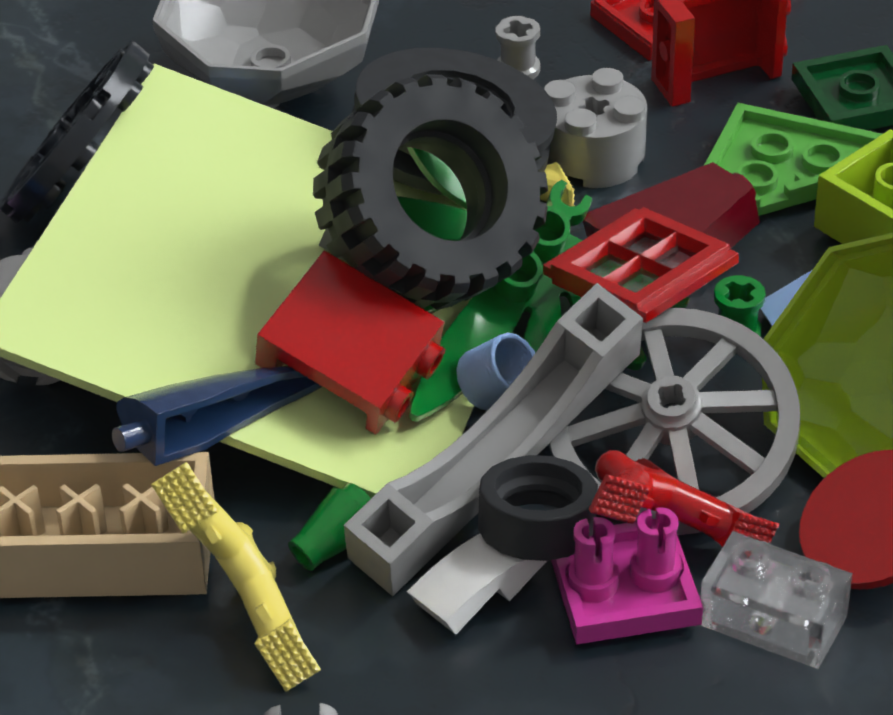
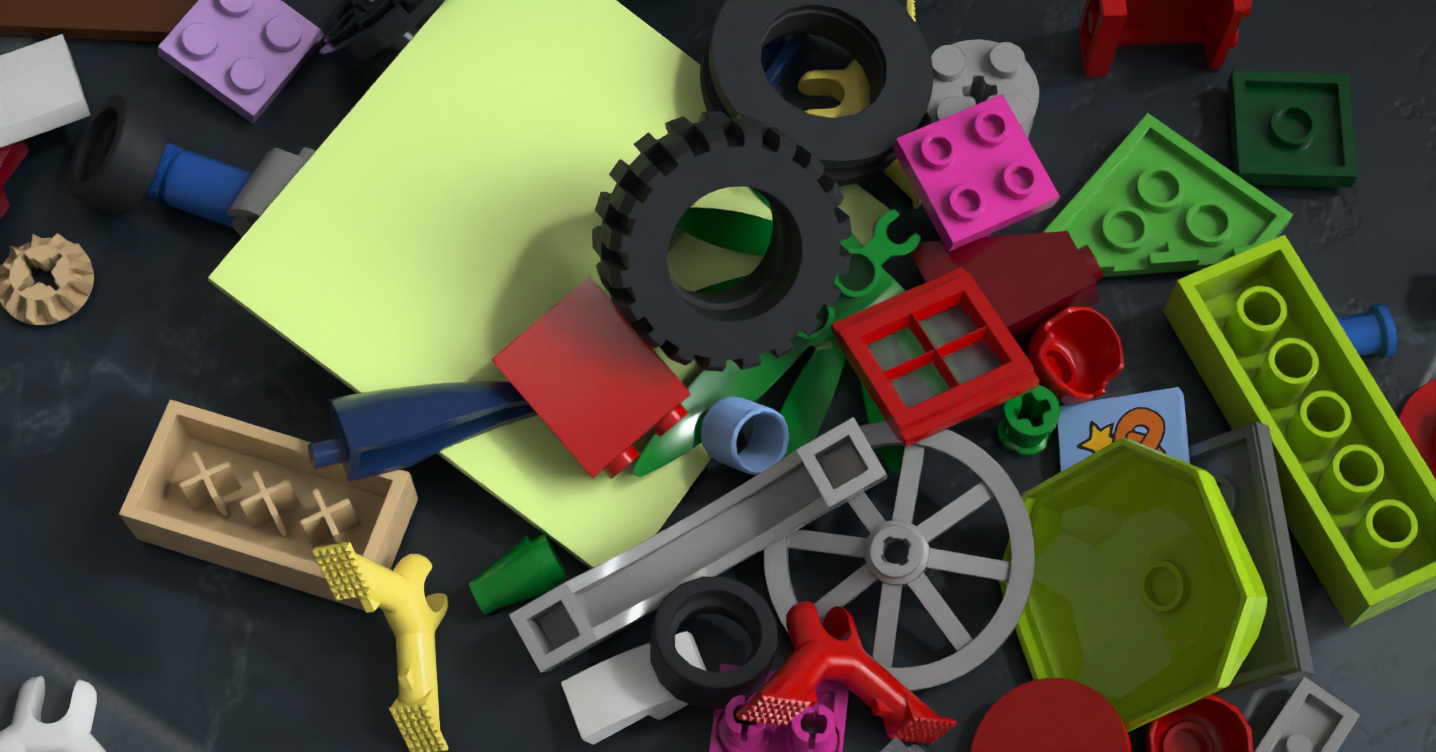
camera: 15 degrees right, 25 degrees up
(616, 146) = (975, 172): none -> dark pink plate
(762, 253) = (1076, 354): none -> red hair

